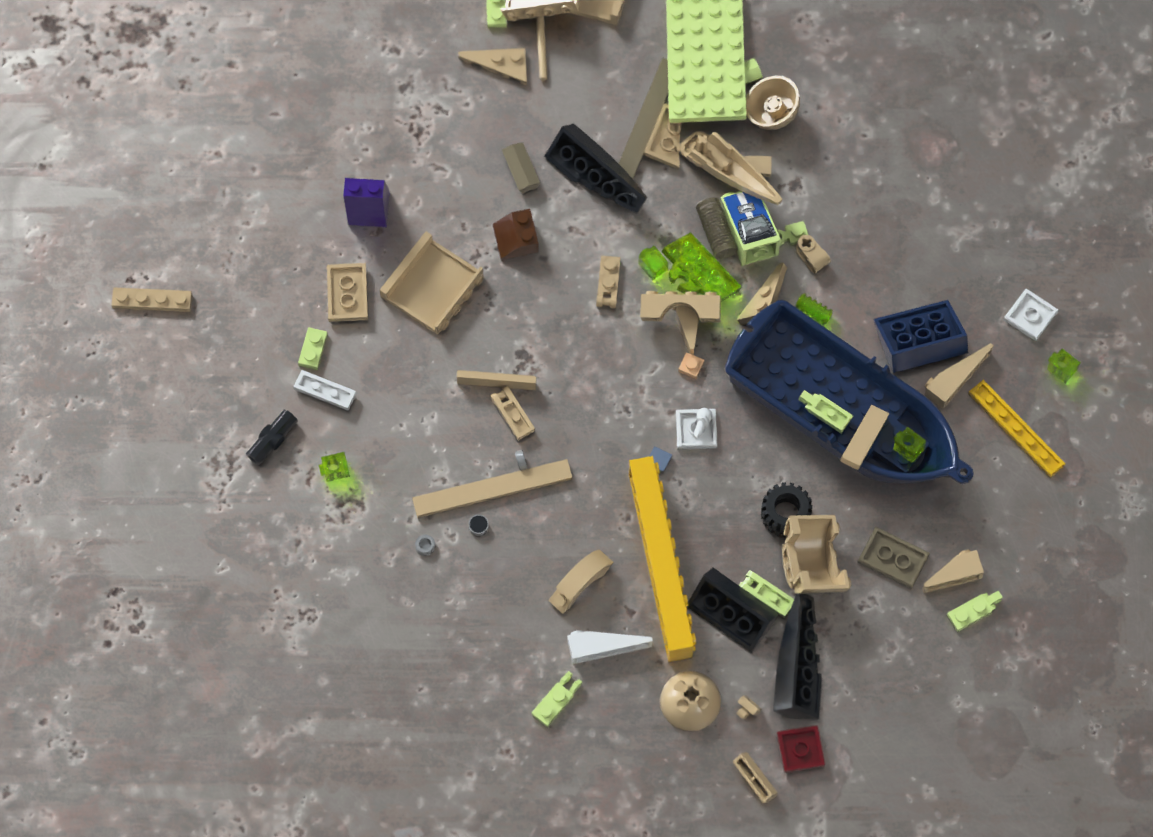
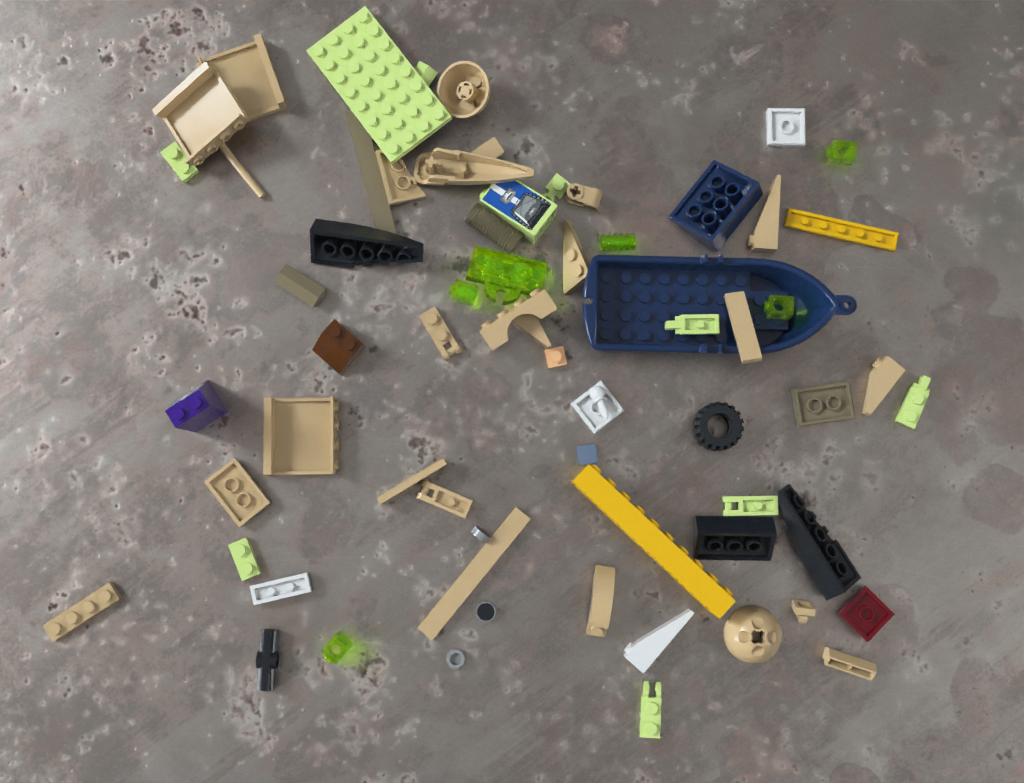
camera: 35 degrees left, 15 degrees up
(501, 61) = (222, 202): tan wing -> none
(810, 555) = (770, 458): tan cylinder -> none

